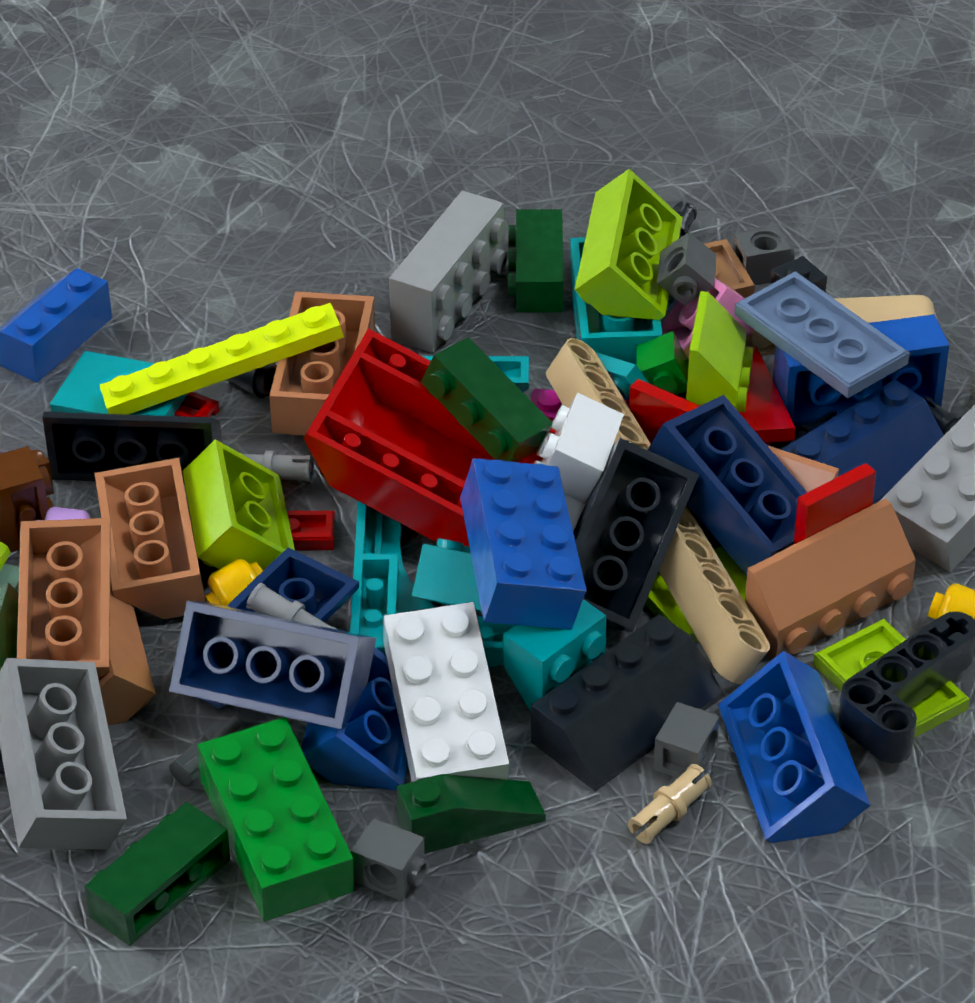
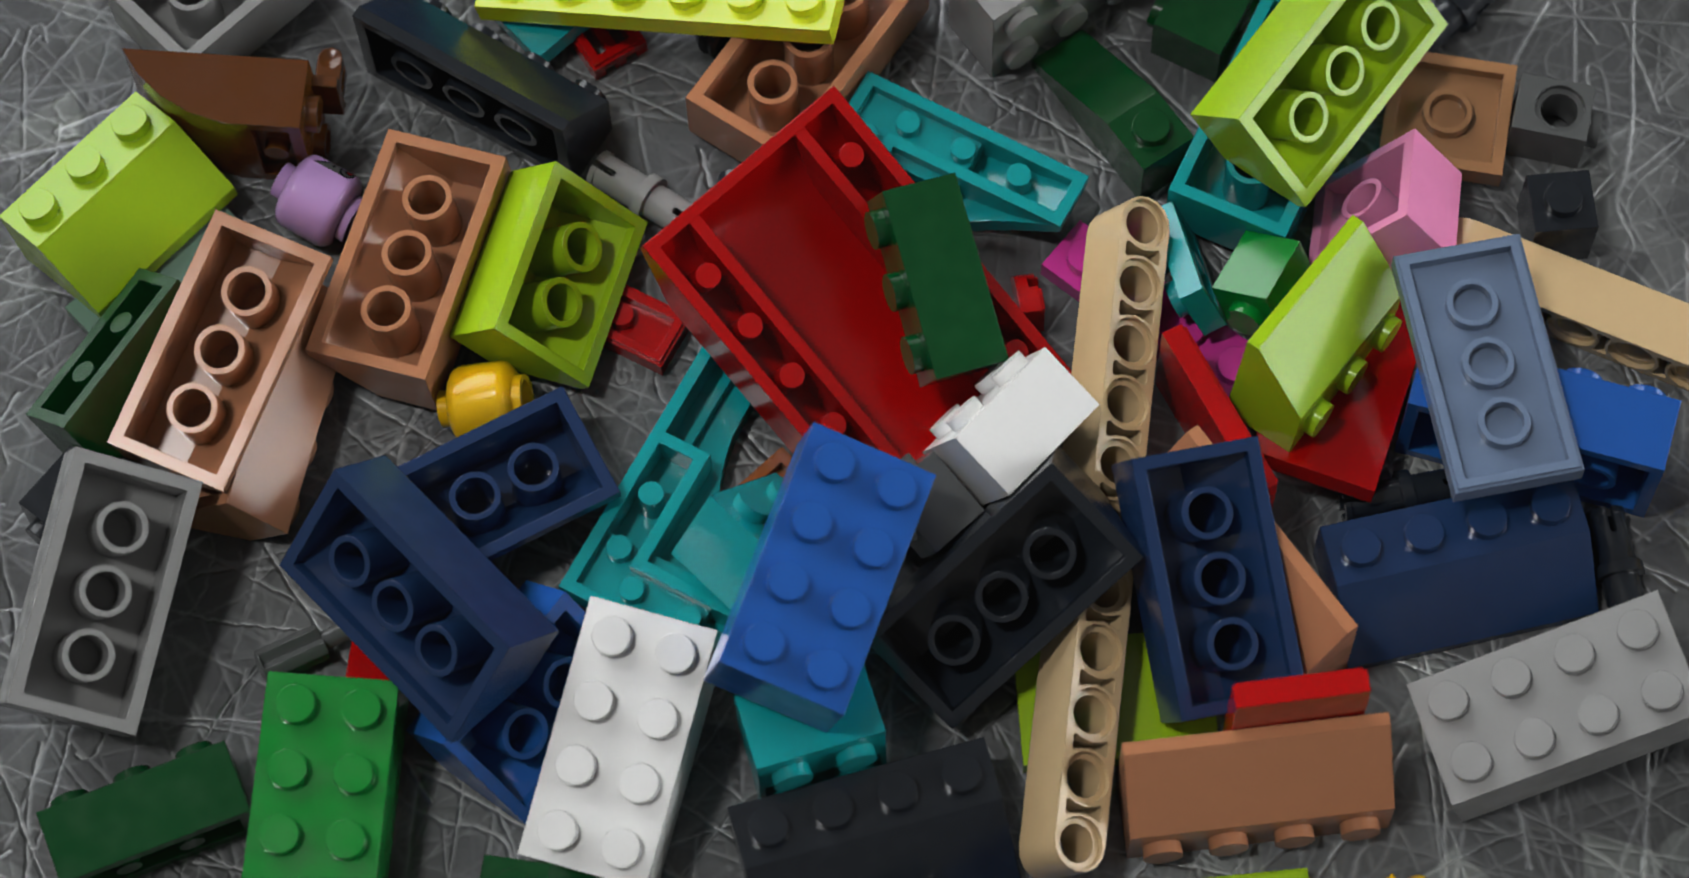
camera: 30 degrees right, 25 degrees up
(268, 602) = (488, 522): light grey pin -> none
(520, 331) = (1117, 112): none -> dark green slope
(686, 268) = (1380, 141): dark grey brick -> none

